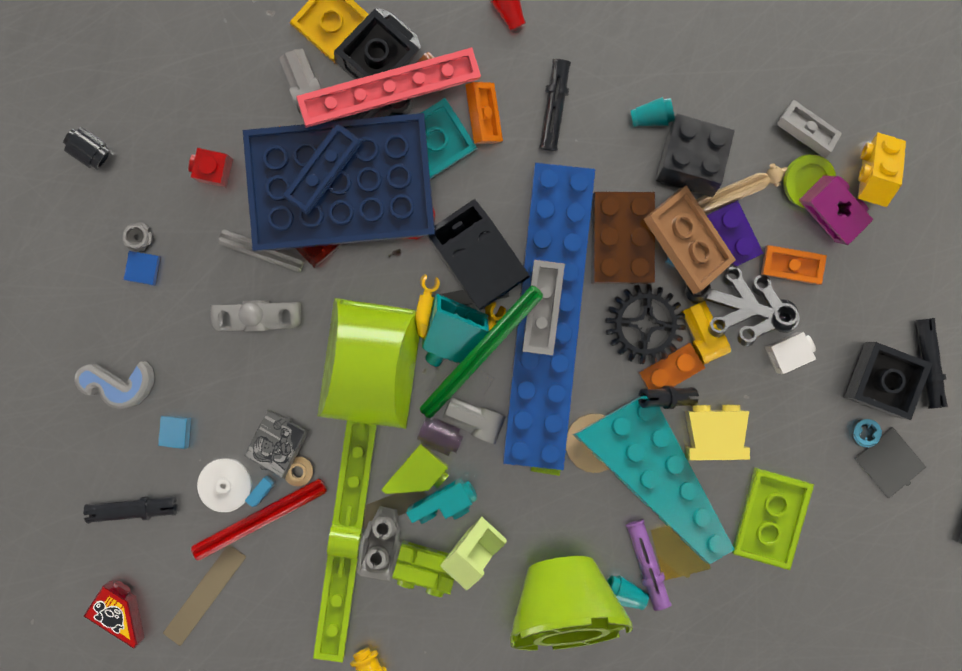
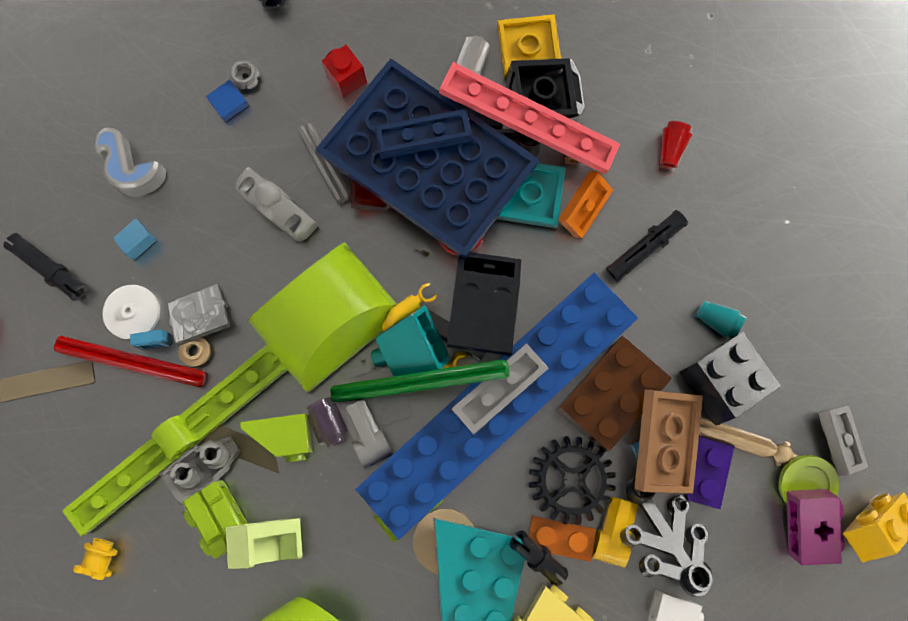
camera: 45 degrees right, 10 degrees down
(451, 499) = (283, 480): teal plate -> none
(793, 265) = (738, 542): orange plate -> none

